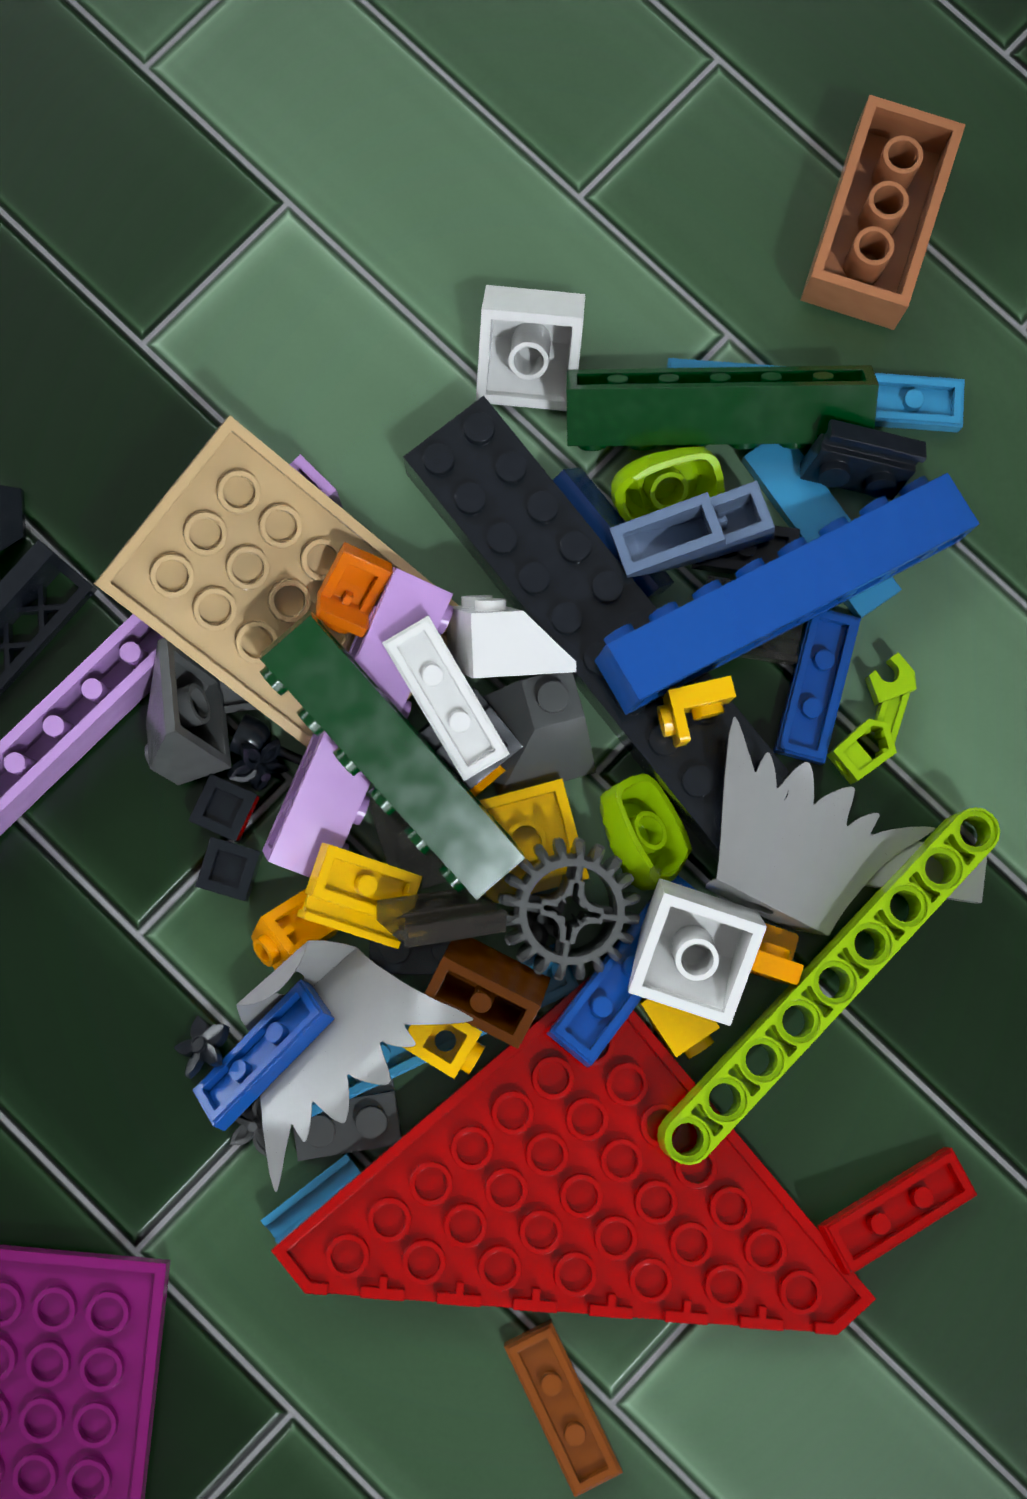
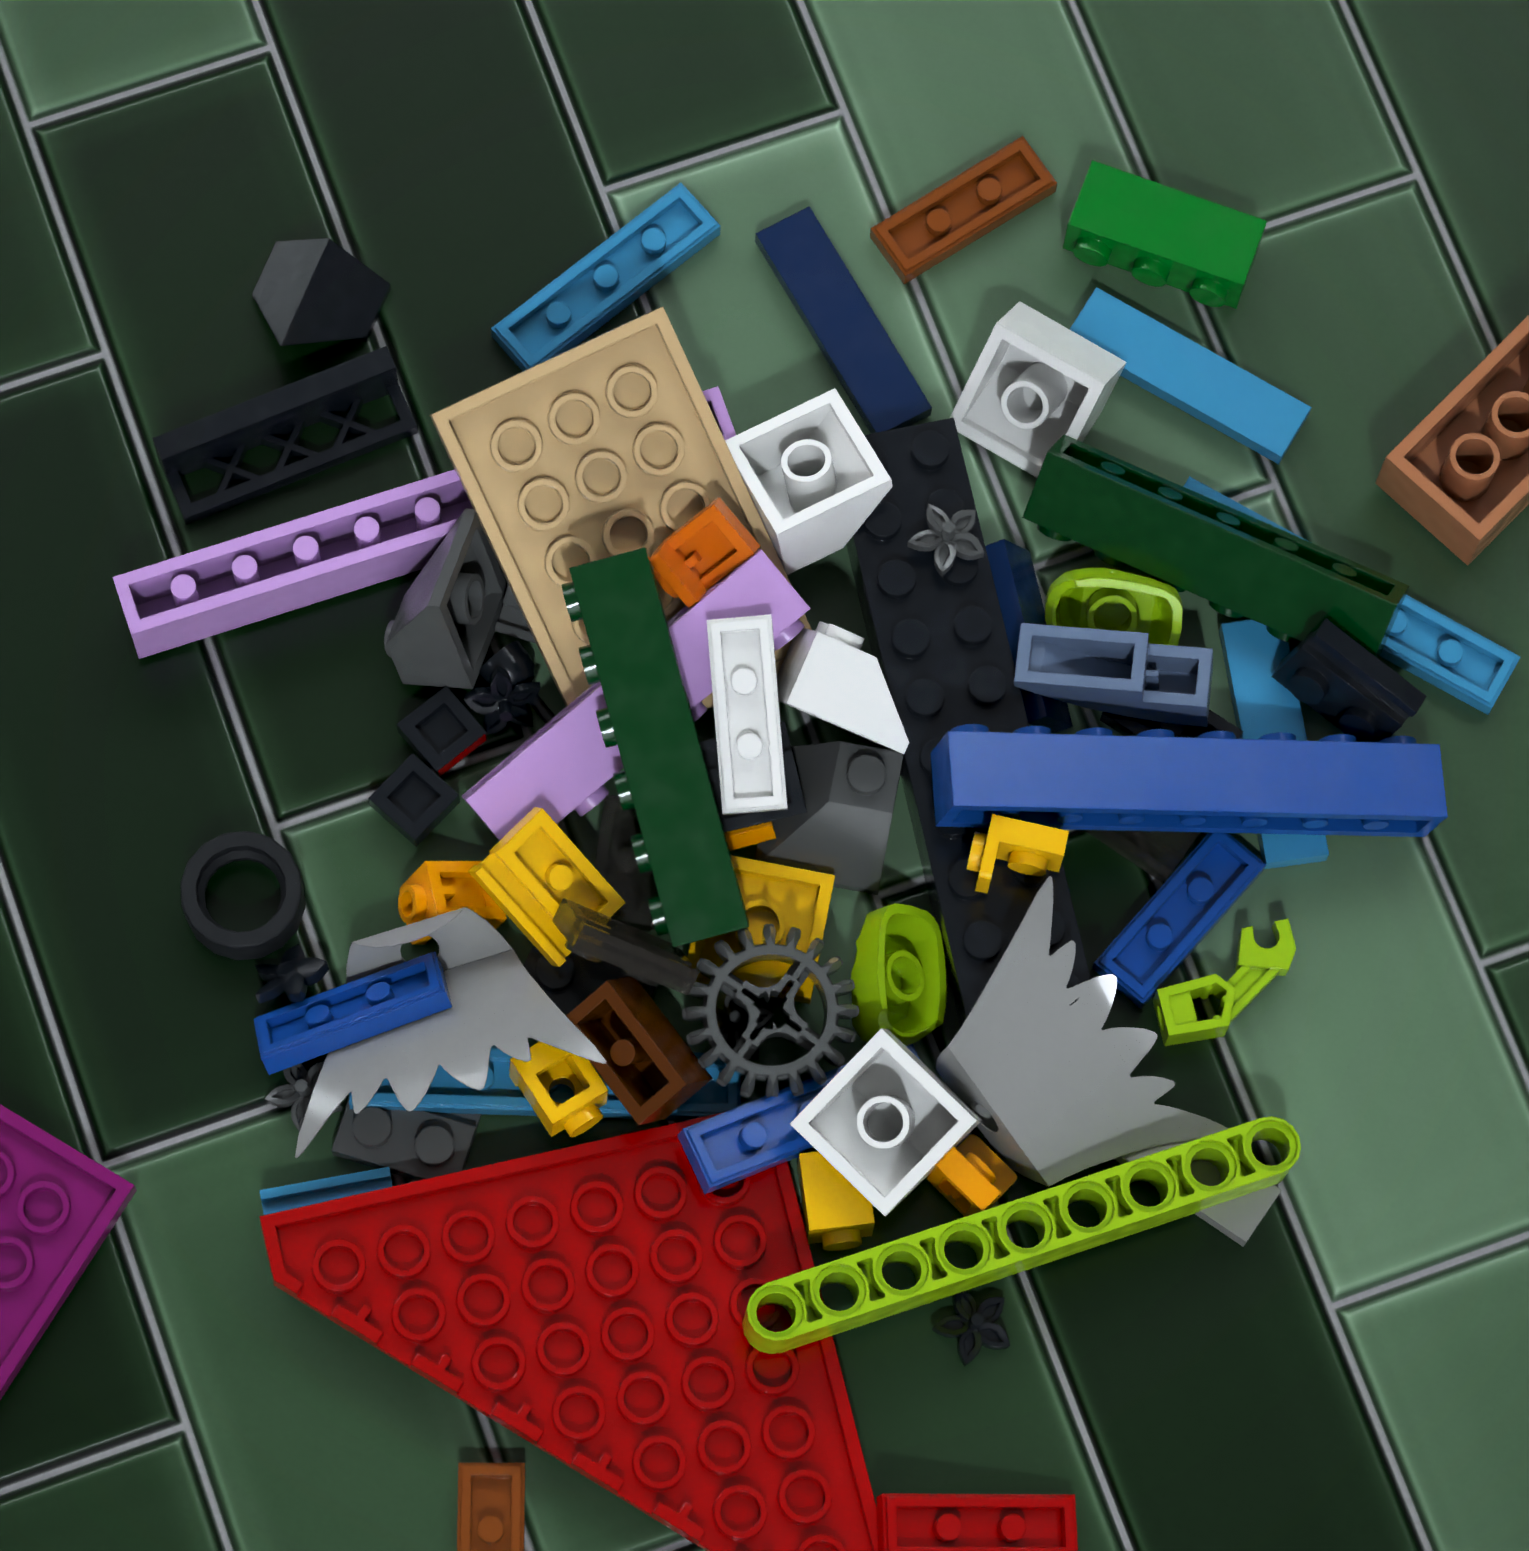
camera: 25 degrees right, 10 degrees down
(98, 1003) = (239, 847): none -> black tyre
(178, 410) = (607, 279): none -> dark azure tile
(365, 361) = (842, 323): none -> dark blue tile
(402, 491) = (810, 478): none -> white slope
(410, 236) = (963, 210): none -> dark orange tile
(526, 489) = (948, 538): none -> dark grey plant
(565, 186) = (1163, 235): none -> green brick
(635, 282) = (1193, 377): none -> dark azure tile
(819, 1060) = (974, 1326): none -> black plant

